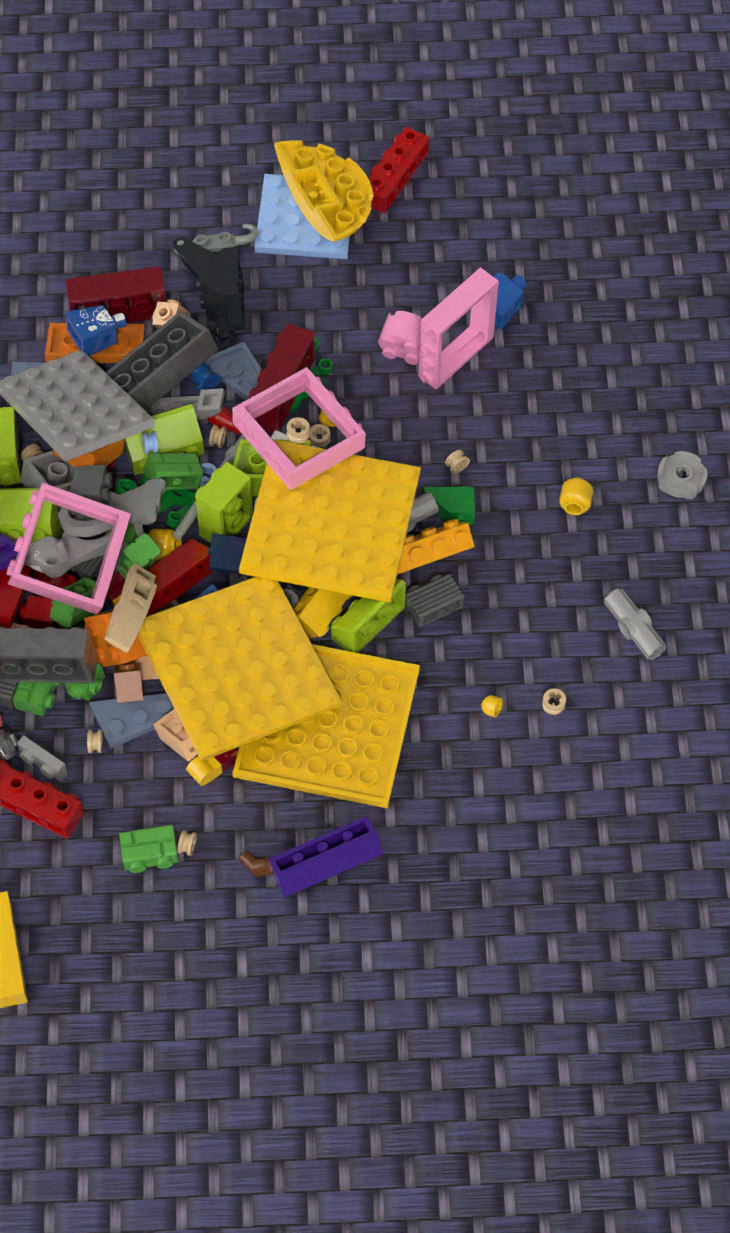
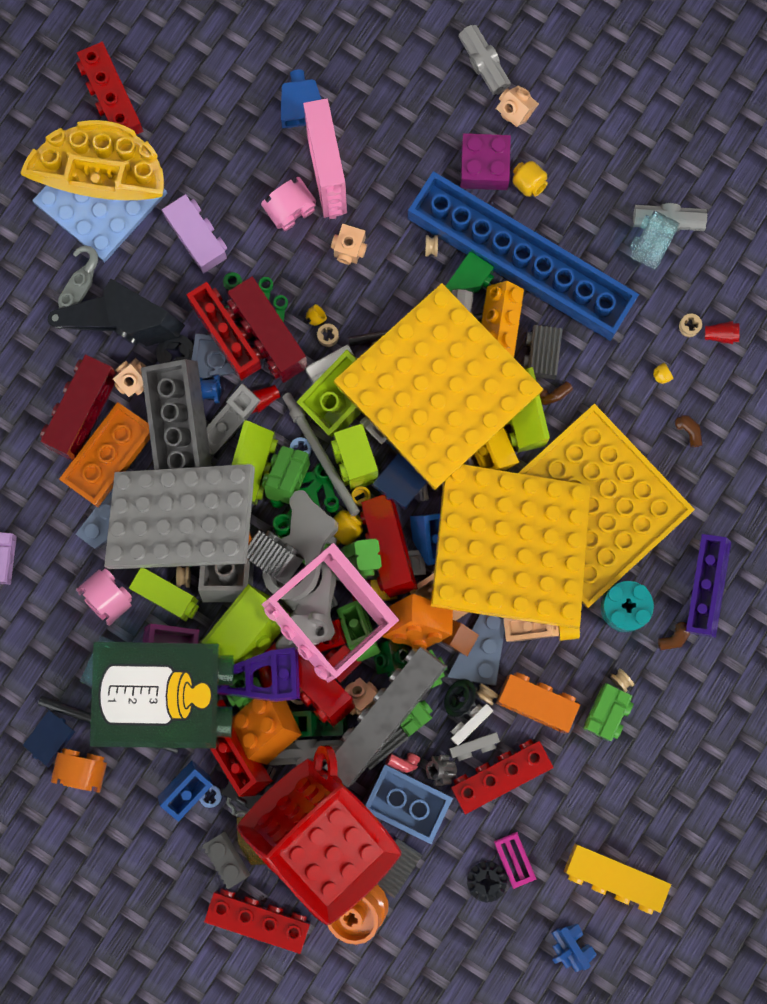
camera: 55 degrees left, 20 degrees up
(69, 746) = (477, 716): none -> white plate
(76, 721) = (460, 688): none -> black gear
(93, 328) = (100, 448): blue torso -> none
(115, 779) = (538, 702): none -> orange brick
(132, 608) = (424, 598): tan slope -> none
(149, 442) = (259, 477): light blue bush -> none
(199, 536) = (359, 490): none -> yellow hinge
(217, 436) = (272, 415): tan bush -> none
(244, 801) = (636, 596): none -> teal brick
(256, 350) = (223, 330): none -> red brick
(298, 423) = (356, 350): tan bush -> none
(304, 380) = (338, 393): bright pink window -> none
(327, 293) = (195, 233): none -> lavender brick
(398, 630) = (556, 395): none -> reddish brown arm
(407, 400) = (349, 244): none -> light nougat brick
(462, 759) = (692, 427): none -> reddish brown arm
(503, 532) = (522, 256): none -> blue brick
(562, 454) = (485, 161): none -> magenta brick
(569, 731) = (724, 332): none -> red cone
(602, 618) = (654, 240): none -> clear light blue brick
(630, 448) = (516, 105): none -> light nougat brick
(650, 403) = (484, 59): none -> light grey piece
(677, 486) = (567, 72): light grey plate -> none

